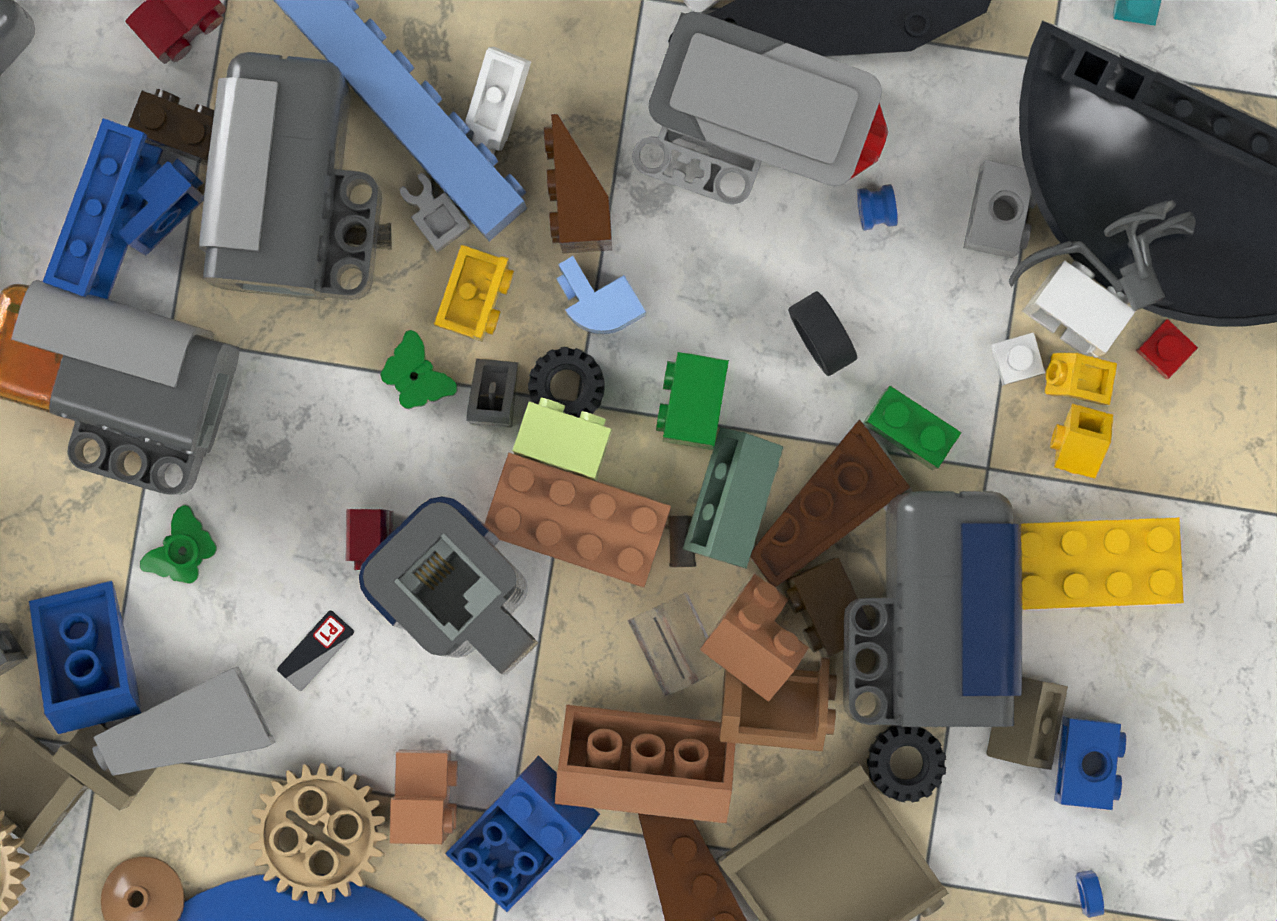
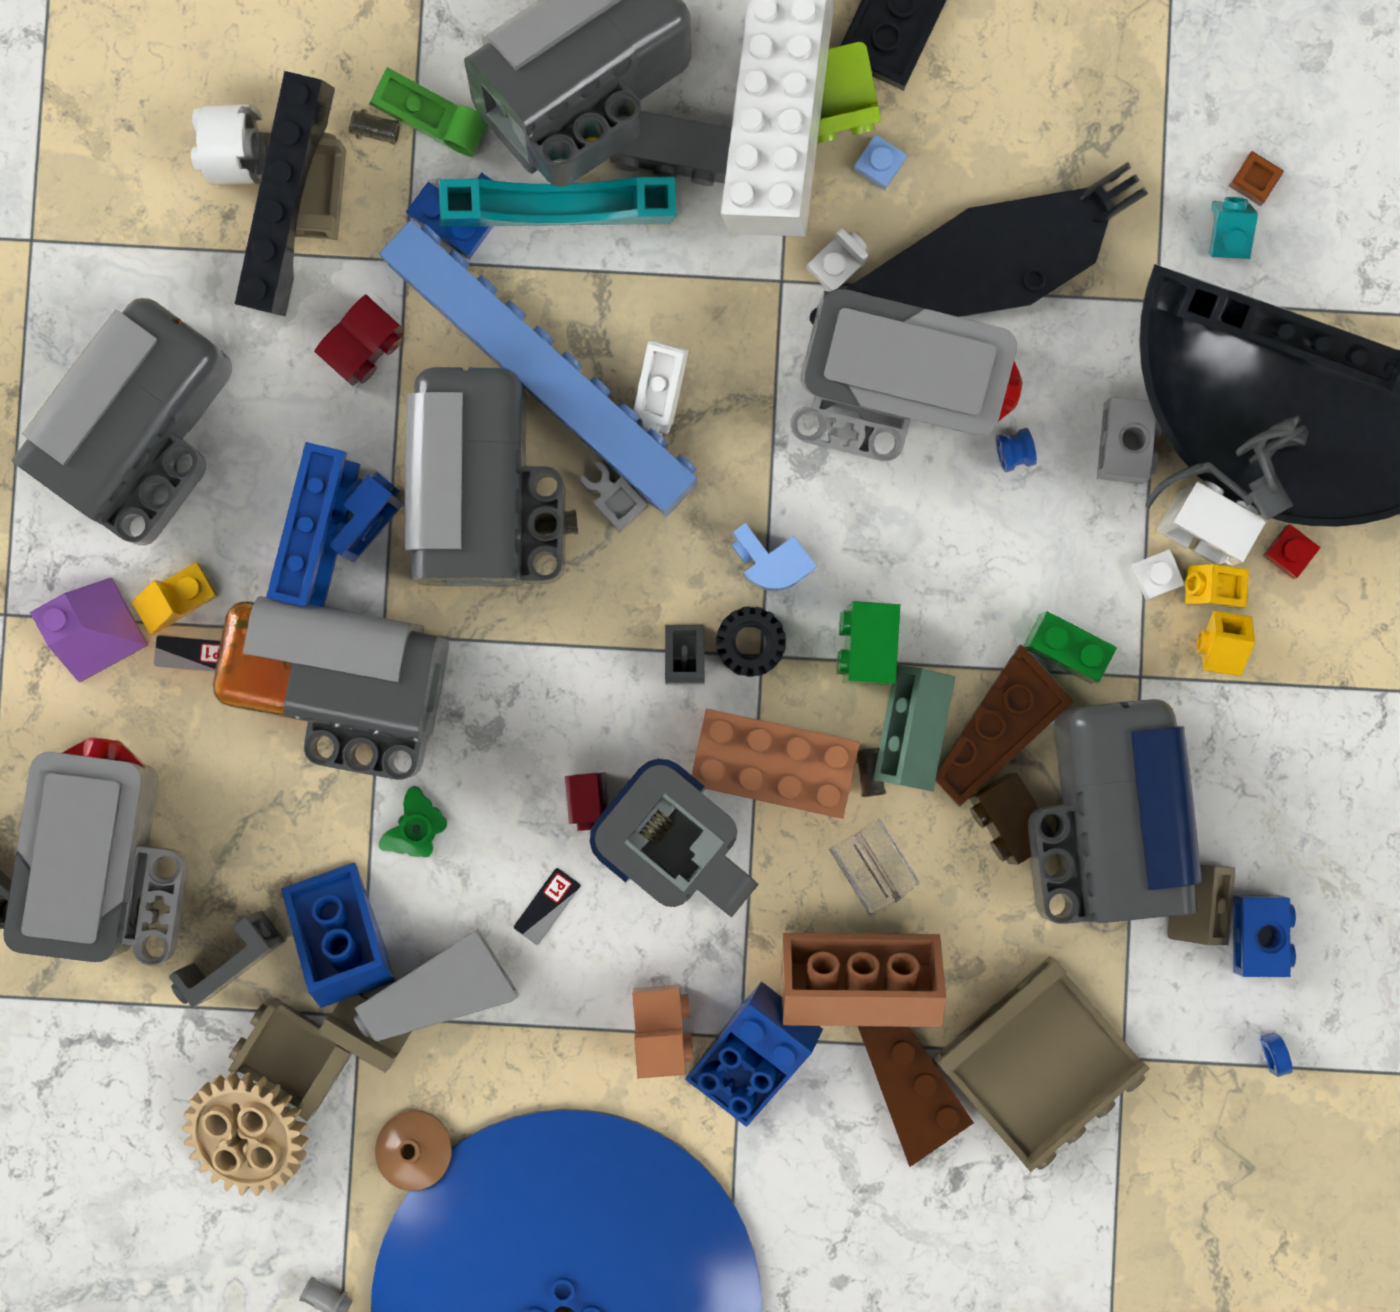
camera: 10 degrees left, 0 degrees up
(173, 125) = (370, 442): dark brown brick -> none
(297, 866) = (552, 1106): tan gear -> none
(409, 359) = (605, 632): green animal -> none
(473, 292) = (656, 566): yellow bracket -> none
(562, 439) = (755, 691): yellowish green slope -> none
(582, 203) = (749, 473): reddish brown slope -> none
(752, 643) = (947, 859): nougat brick -> none
(792, 718) = (974, 912): medium nougat panel -> none
(822, 333) = (980, 570): black tyre -> none
(918, 786) = (1102, 976): black tyre -> none
(1101, 563) = (1259, 752): yellow brick -> none

